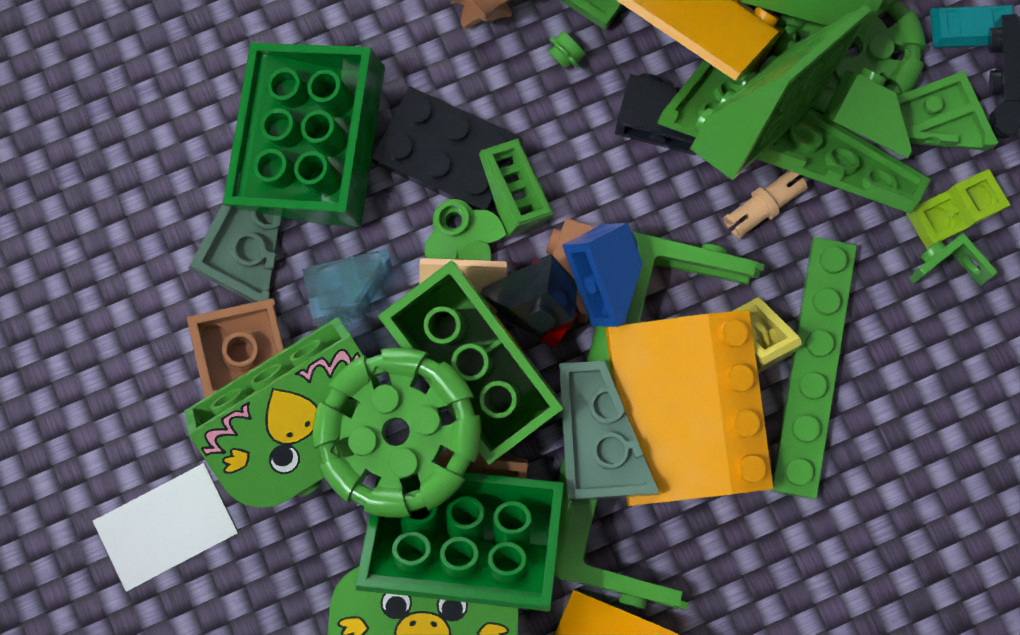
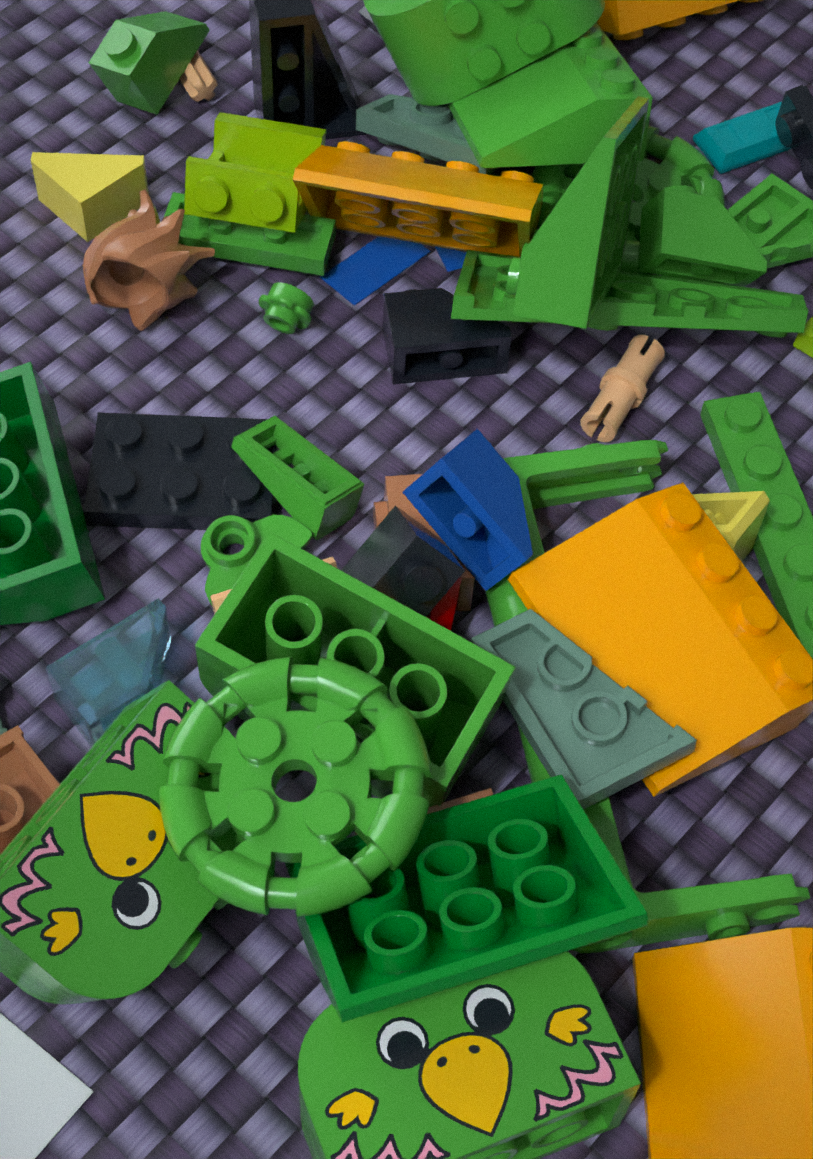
camera: 30 degrees left, 20 degrees down
(635, 37) = (372, 267): none -> blue sticker

